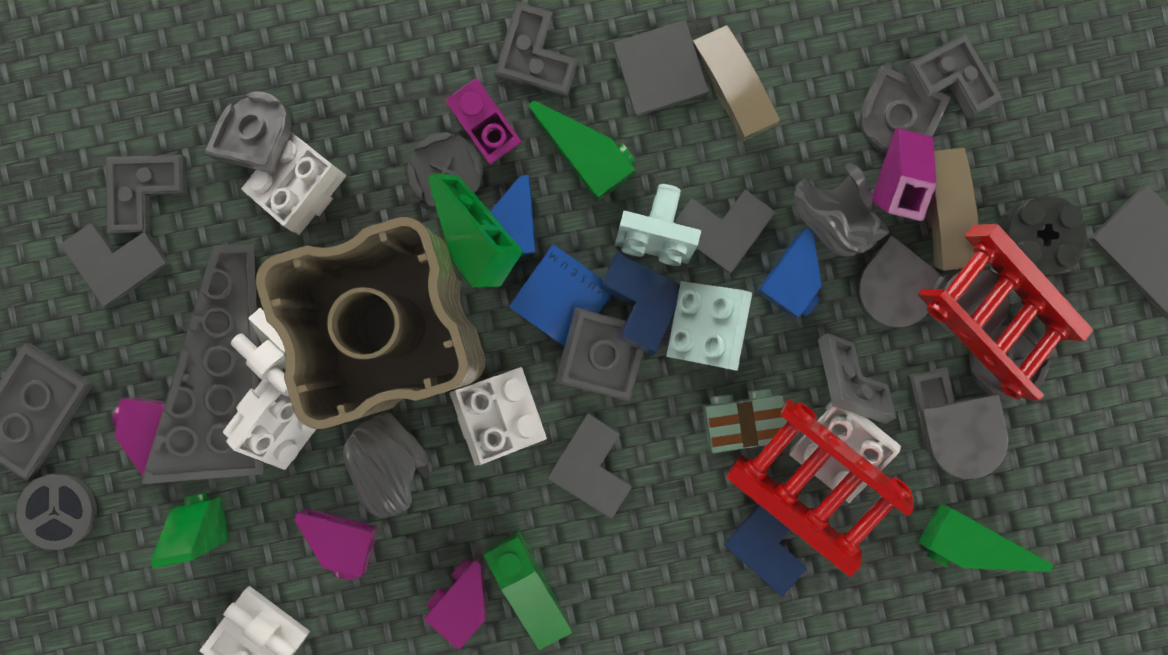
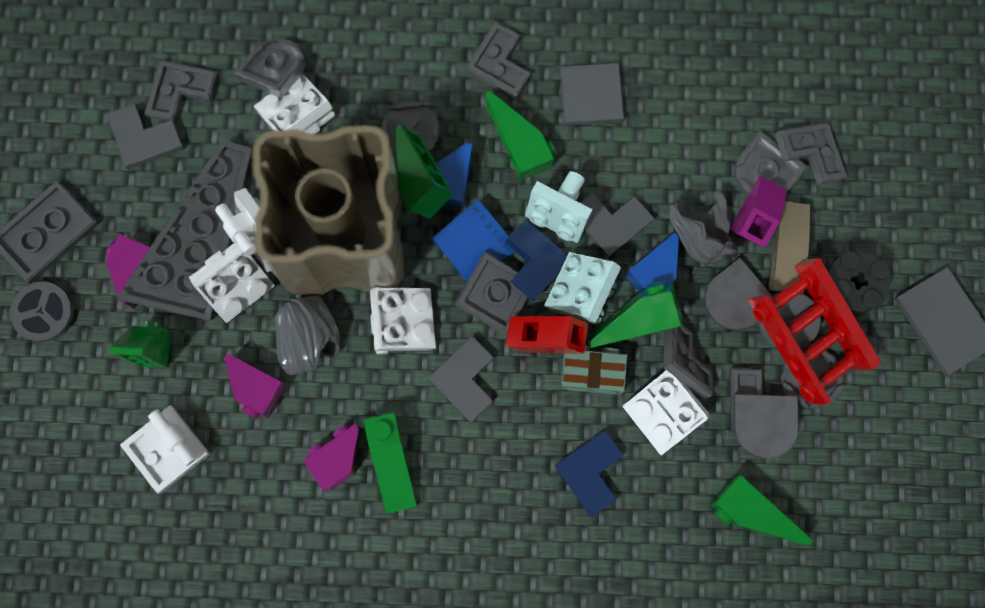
camera: 10 degrees right, 10 degrees down
(483, 121) = (447, 97): magenta slope -> none
(680, 396) = (547, 334): none -> red brick
(736, 83) = (645, 118): dark tan slope -> none
(793, 341) = (646, 313): none -> green slope
(813, 523) = (628, 460): red fence -> none

